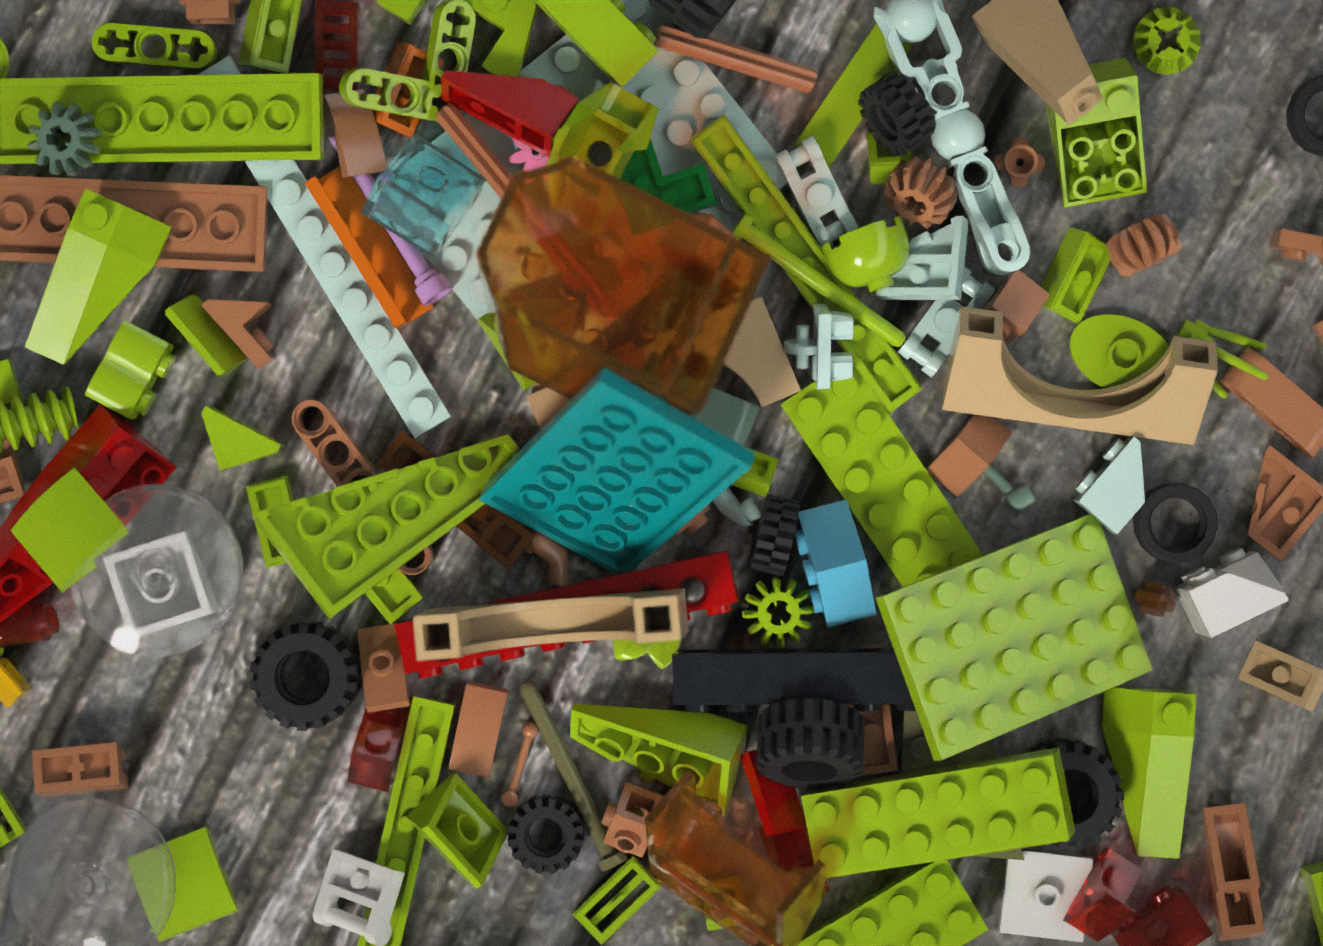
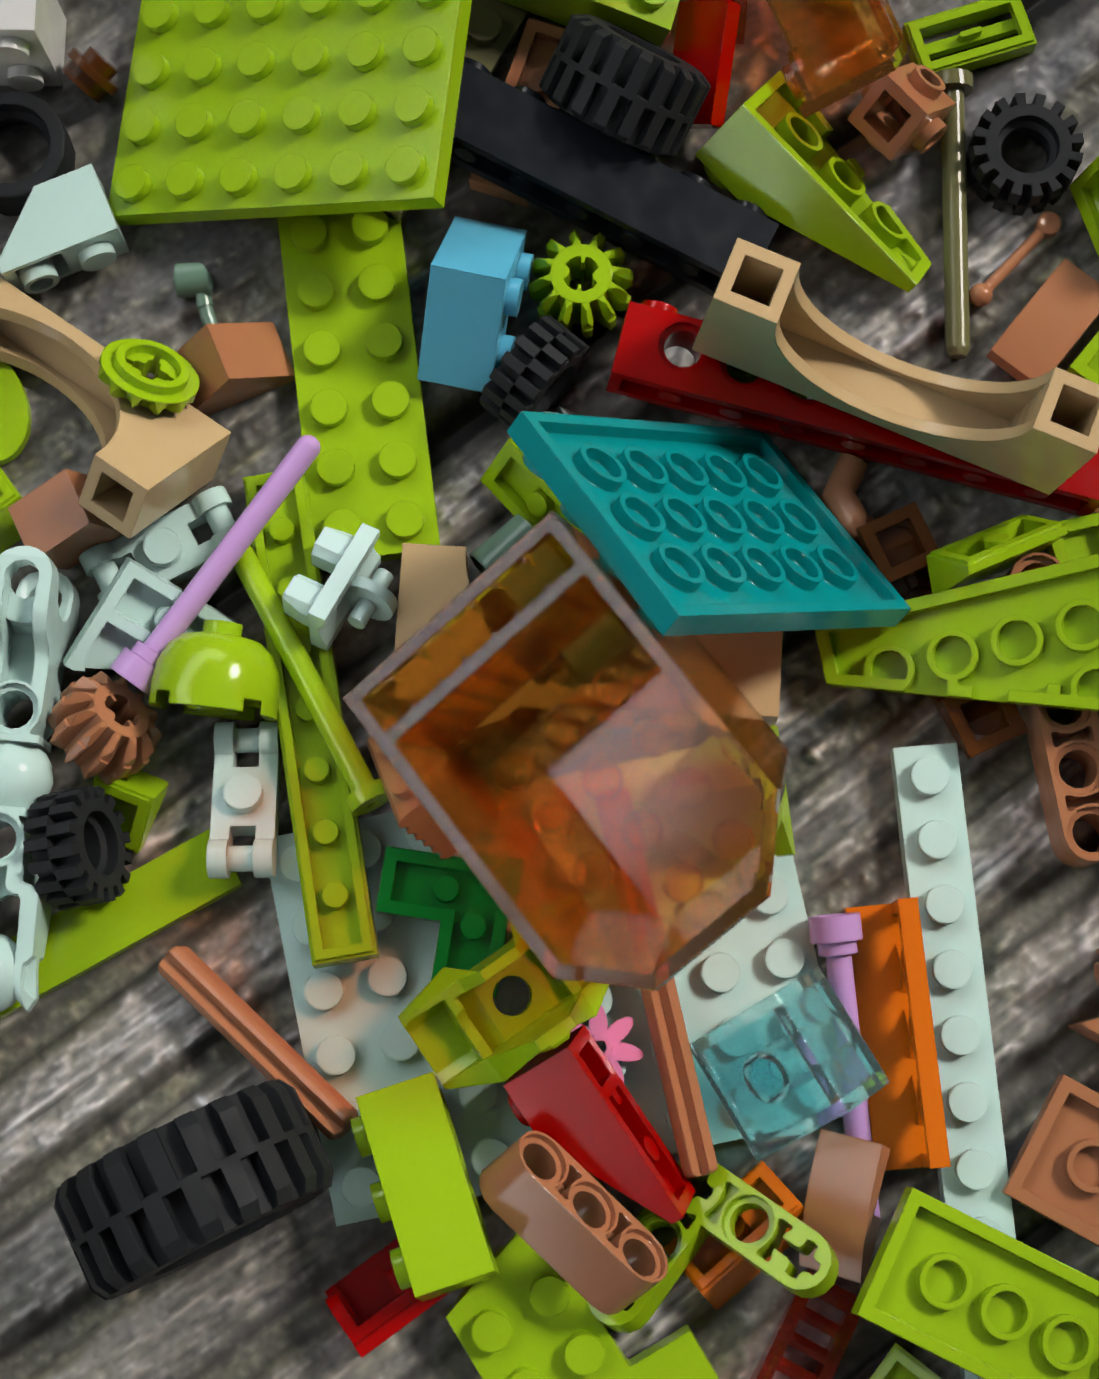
camera: 150 degrees left, 10 degrees down
(448, 561) = (991, 551): none -> lime slope
(501, 43) = (573, 1223): none -> nougat beam
(918, 239) = (139, 662): none -> lavender piece
(992, 422) = (129, 361): none -> lime gear

